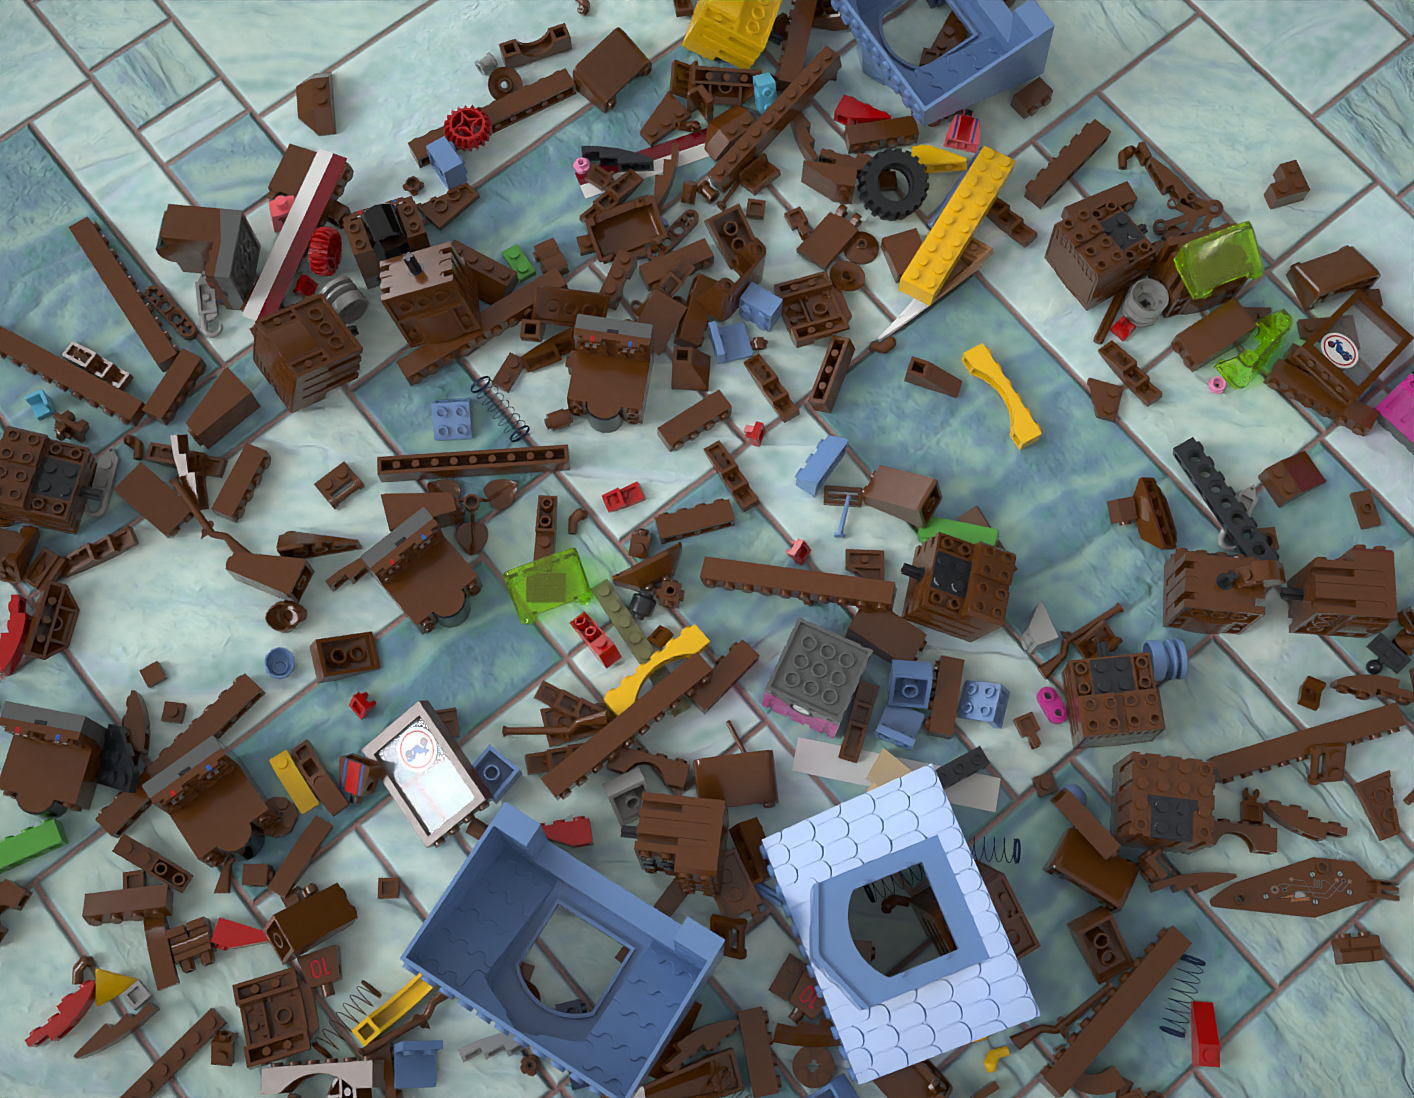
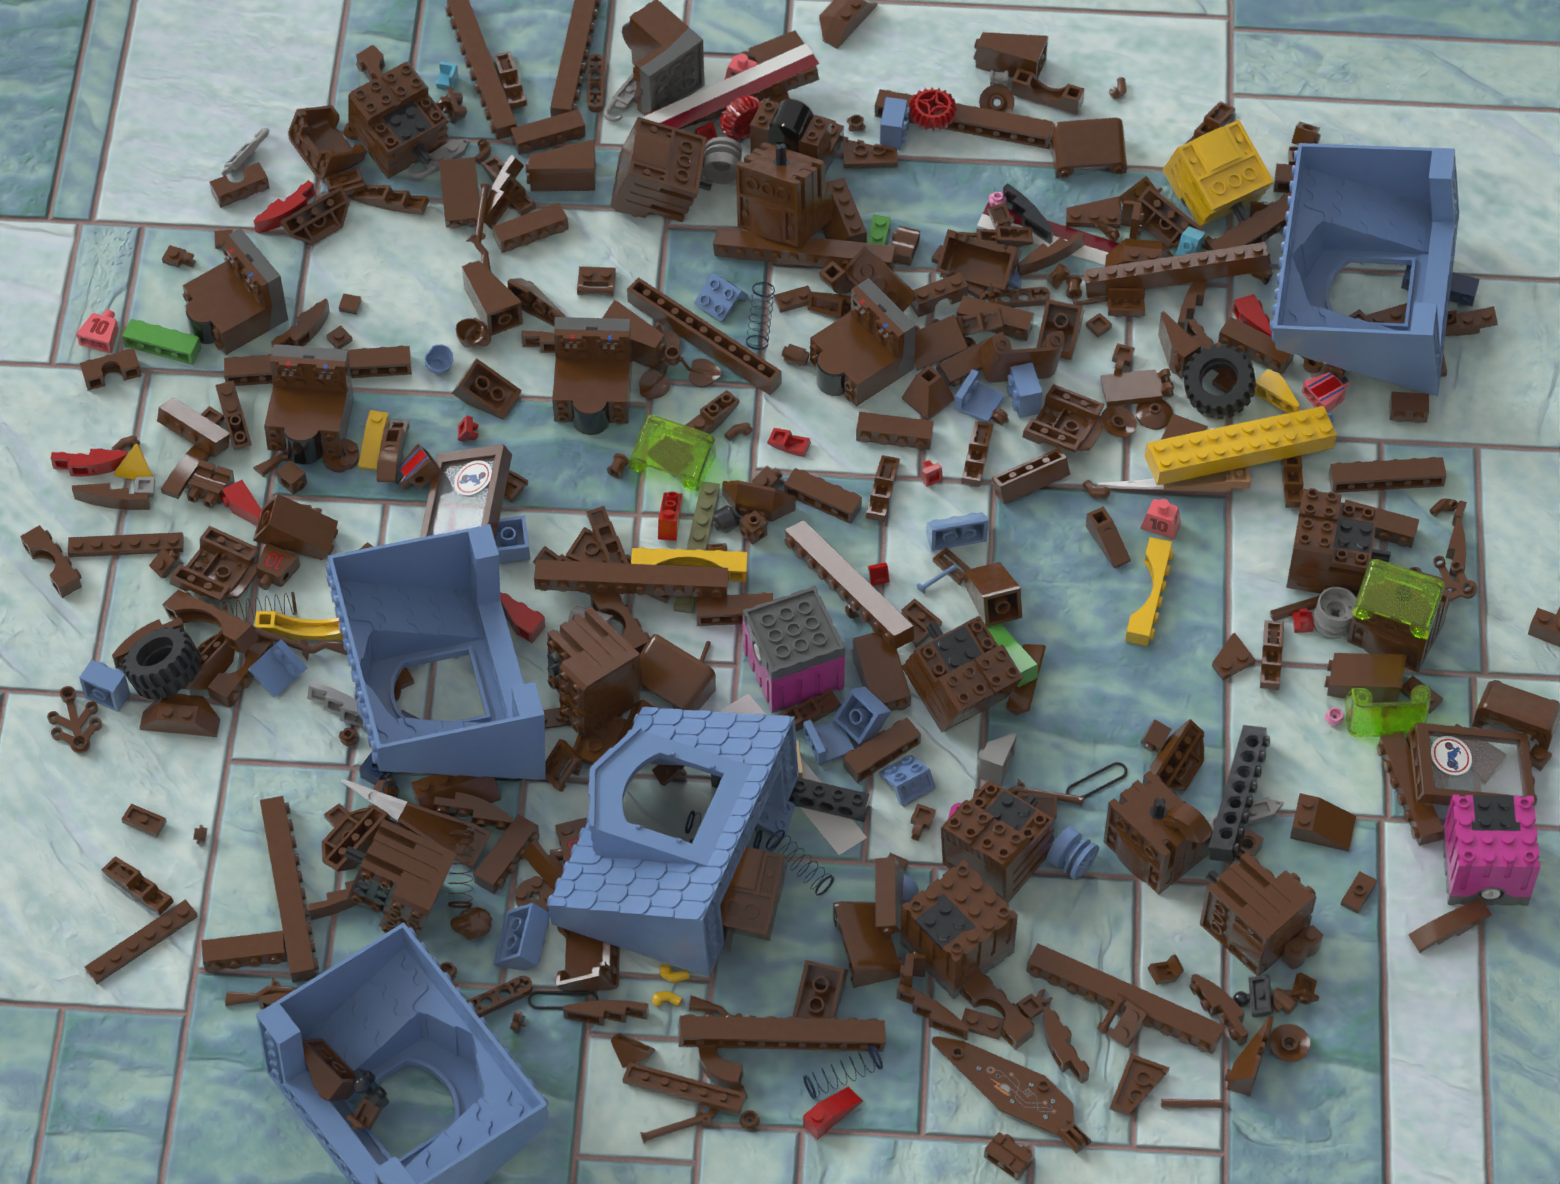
camera: 45 degrees right, 15 degrees down
(116, 762) = (273, 332): black plate -> none
(300, 856) = (332, 487): reddish brown slope -> none
(479, 36) = (1011, 52): none -> reddish brown slope
(513, 631) = (618, 465): none -> reddish brown bush
(599, 718) = (585, 552): reddish brown piece -> none
(957, 329) = (1162, 518): none -> coral torso
(1104, 576) = (1097, 772): none -> black piece
(1230, 856) = (983, 1023): none -> reddish brown plate

